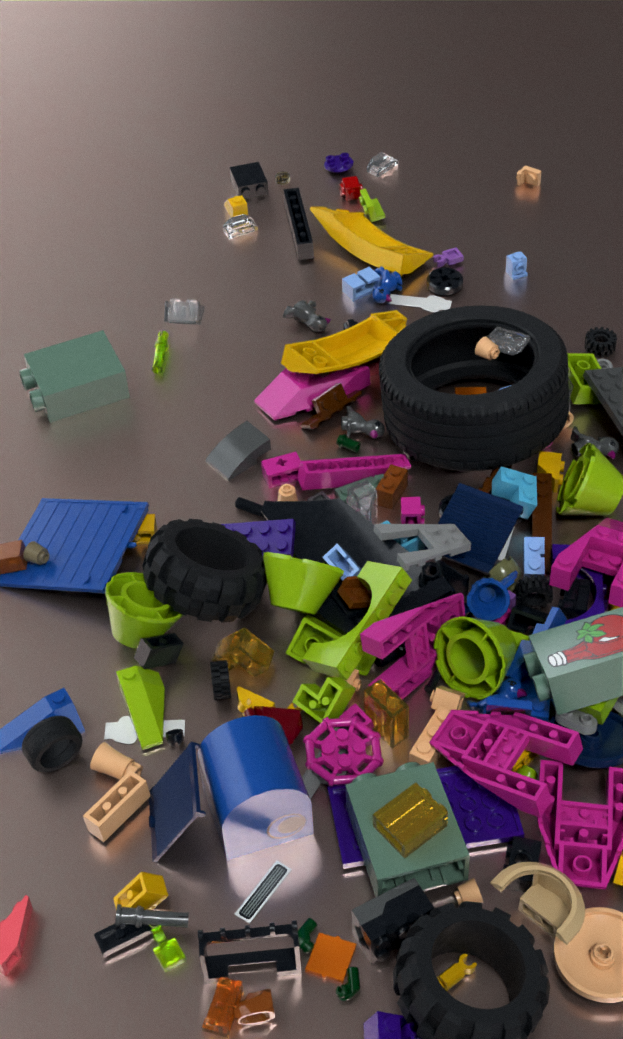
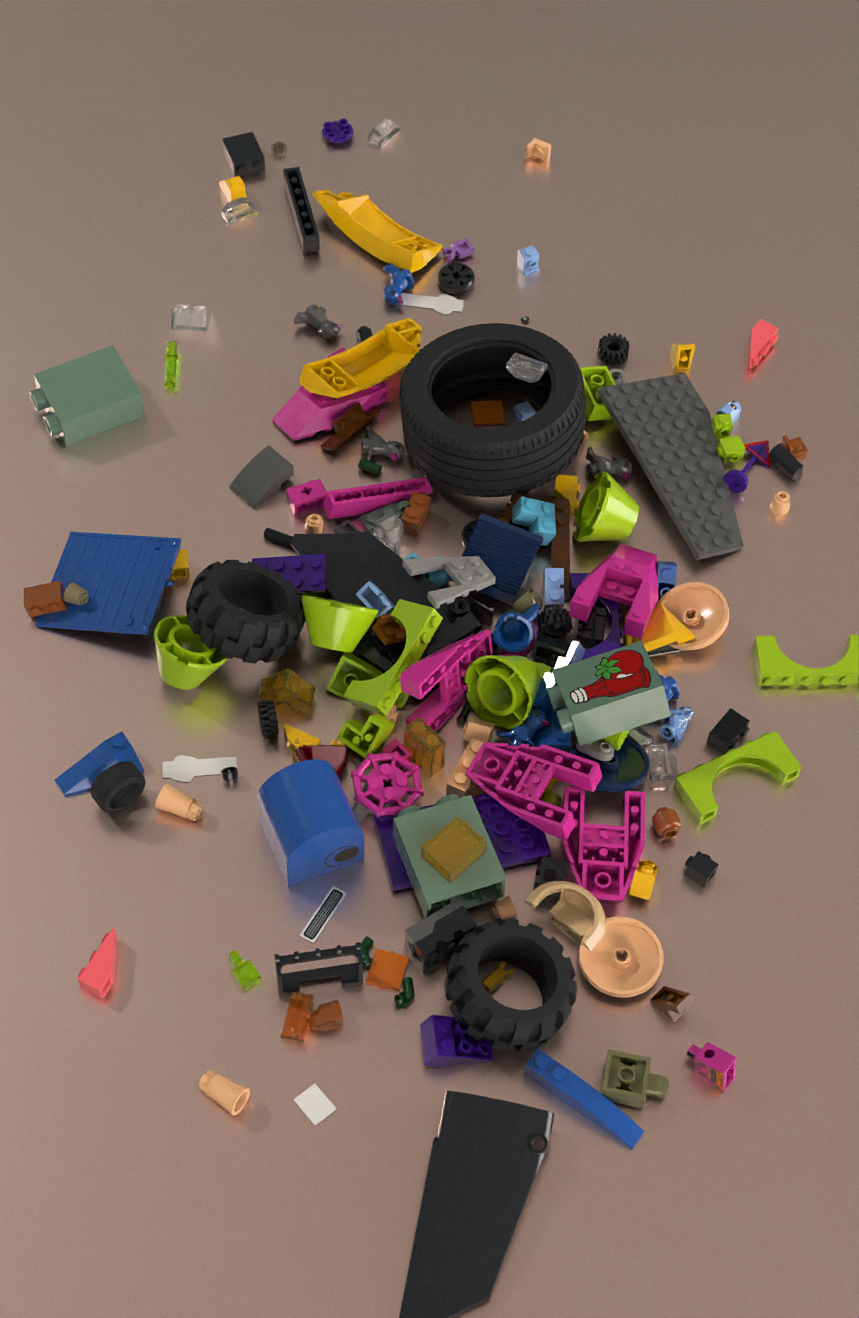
camera: 10 degrees left, 10 degrees up
(116, 806) = (184, 842): light nougat brick -> none
(118, 937) = (205, 956): black hinge -> none
(139, 916) = (216, 943): dark grey pin -> none
(144, 700) = (198, 742): lime wedge -> none
(144, 890) = (215, 923): yellow slope -> none
(158, 650) = (207, 691): black brick -> none
(174, 802) = (239, 838): dark blue door -> none
(350, 188) = (352, 164): red brick -> none
(361, 284) = (370, 283): light blue piece -> none
(371, 207) = (376, 188): lime bracket -> none
(412, 510) = (437, 543): dark pink brick -> none
(487, 349) = (506, 377): light nougat hat -> none
(508, 706) = (535, 739): blue tile -> none

